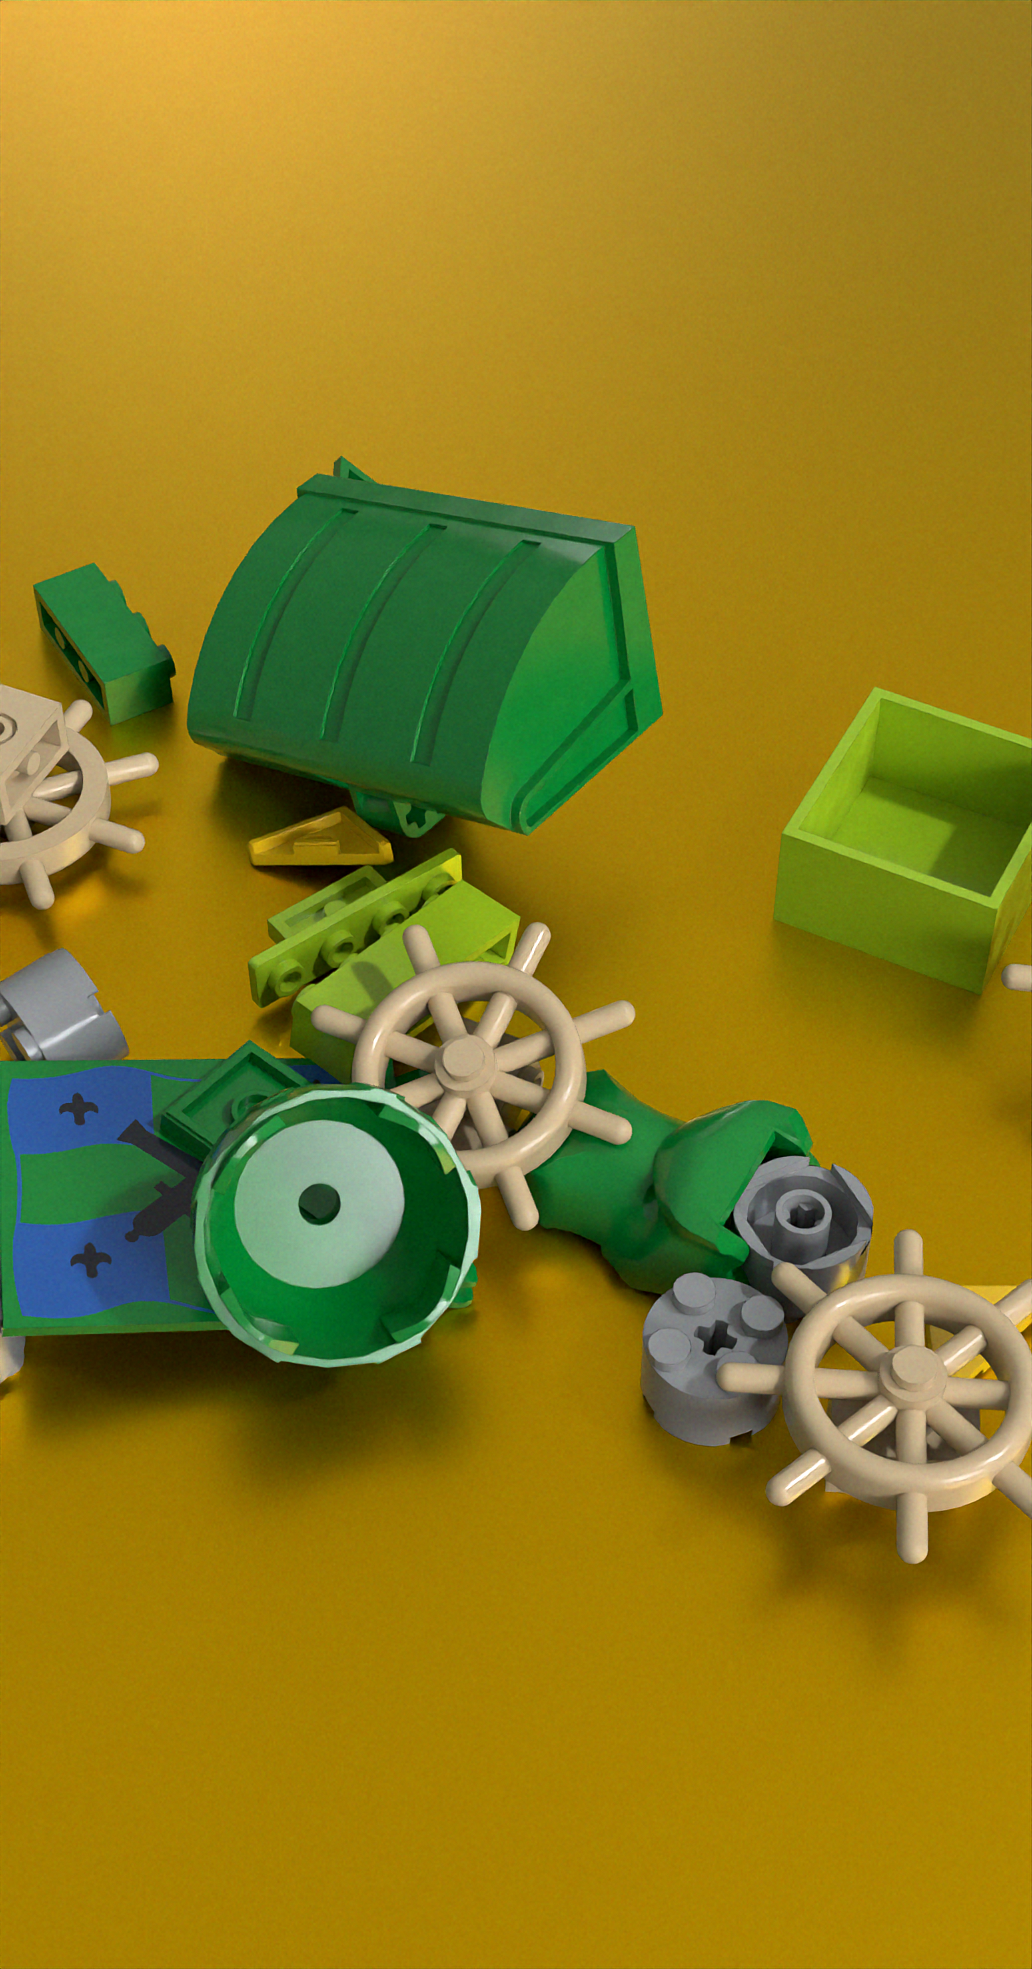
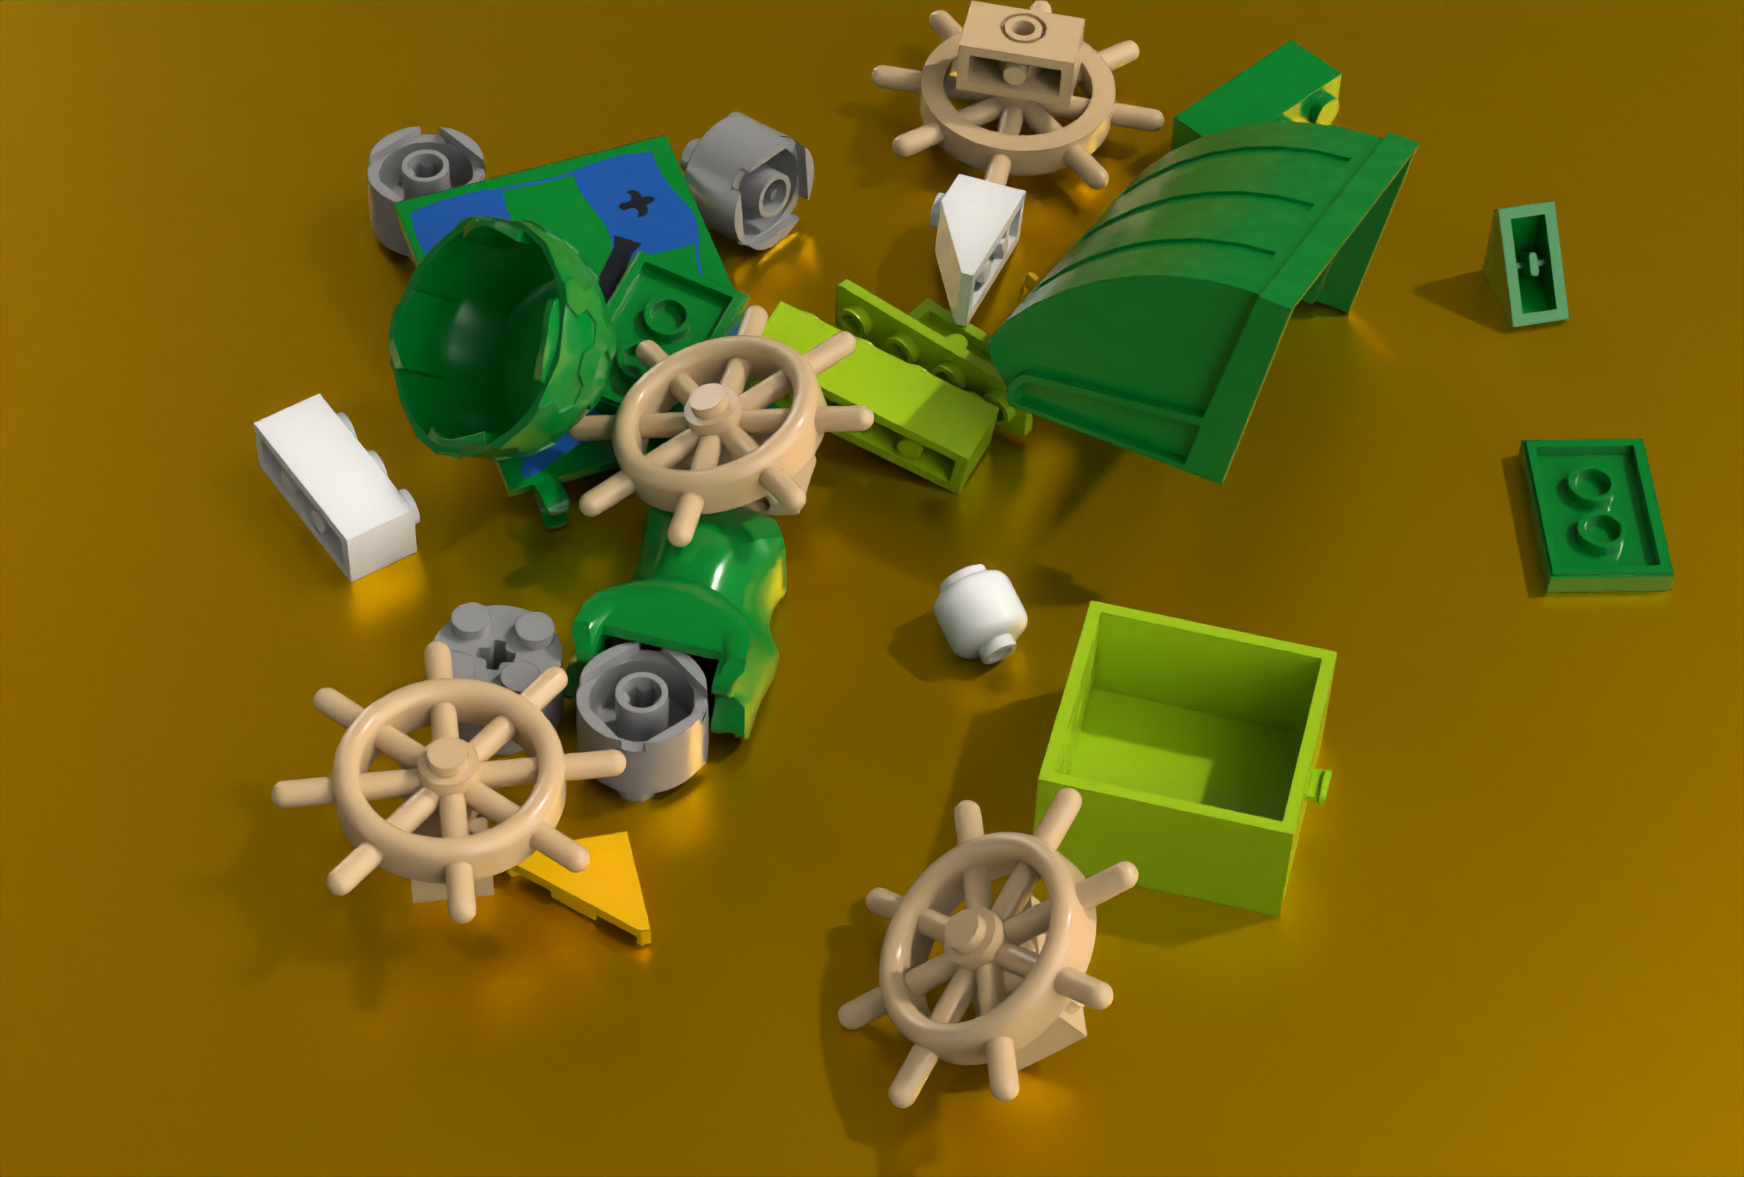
camera: 75 degrees right, 0 degrees up
(214, 867) = (974, 239): none -> white slope
(381, 1481) = (337, 487): none -> white brick
(680, 551) = (1595, 515): none -> green tile
(700, 958) = (980, 614): none -> white head

